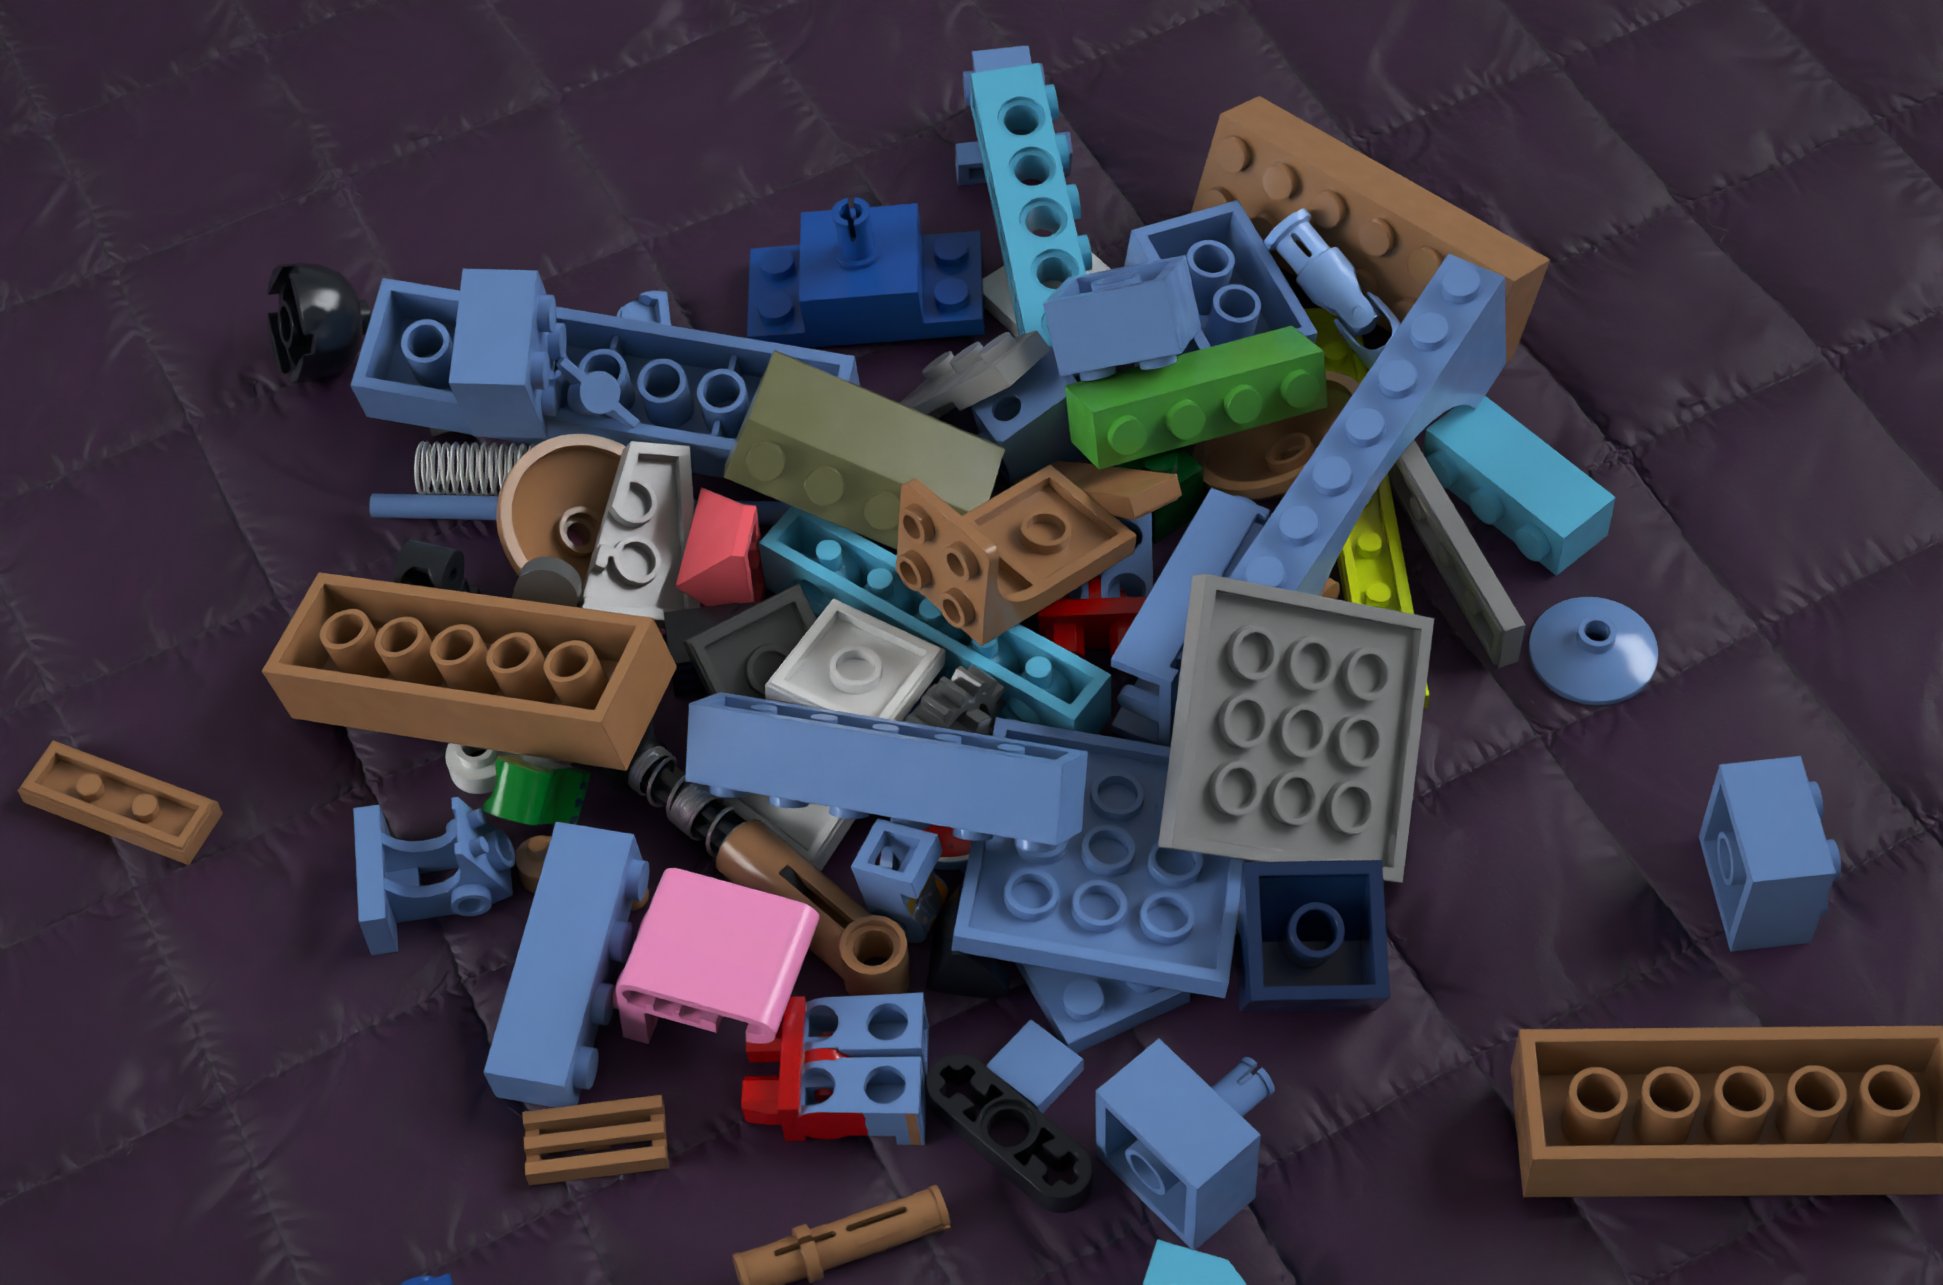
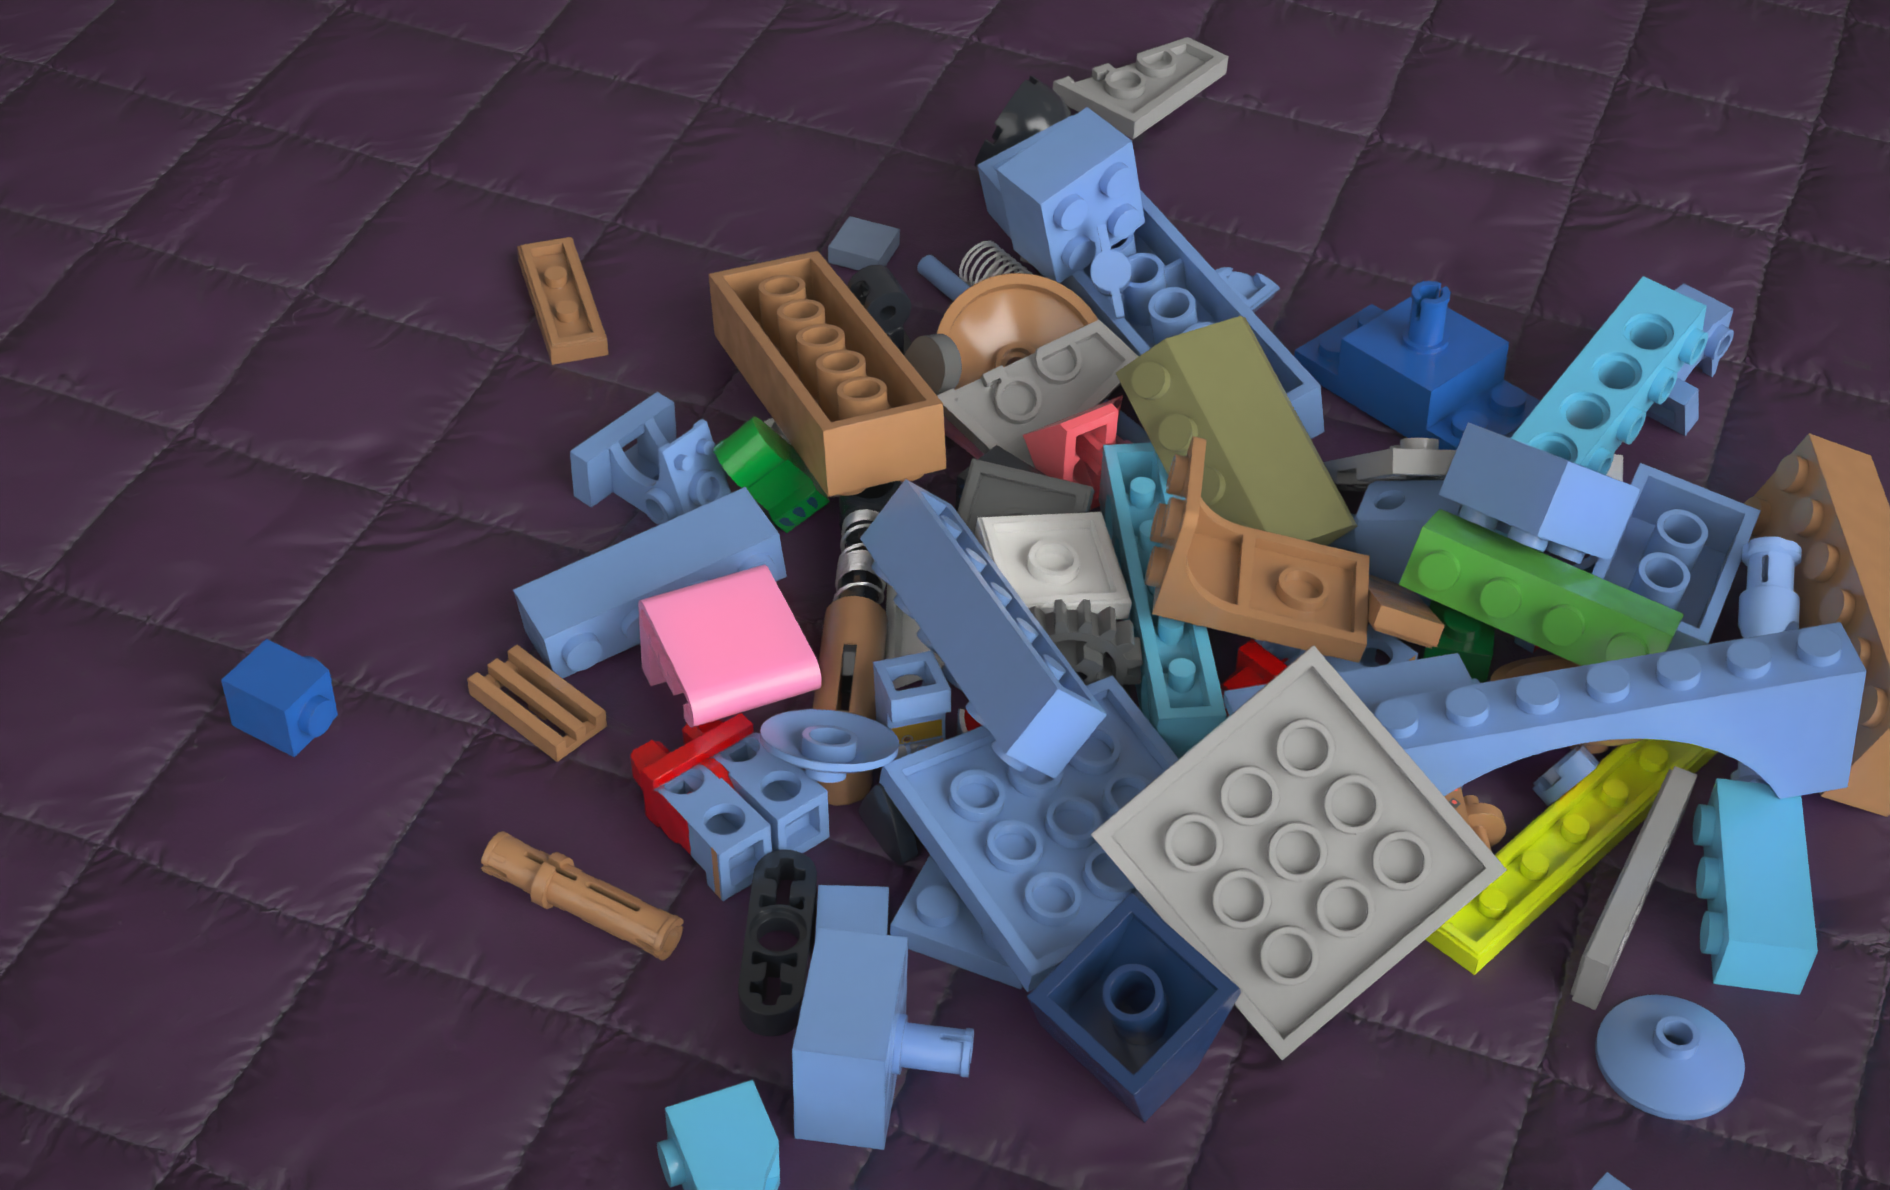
camera: 45 degrees right, 10 degrees down
(301, 532) = (863, 244): none -> sand blue tile
(333, 198) = (1146, 90): none -> light grey wing
(893, 954) = (829, 742): none -> medium blue dish

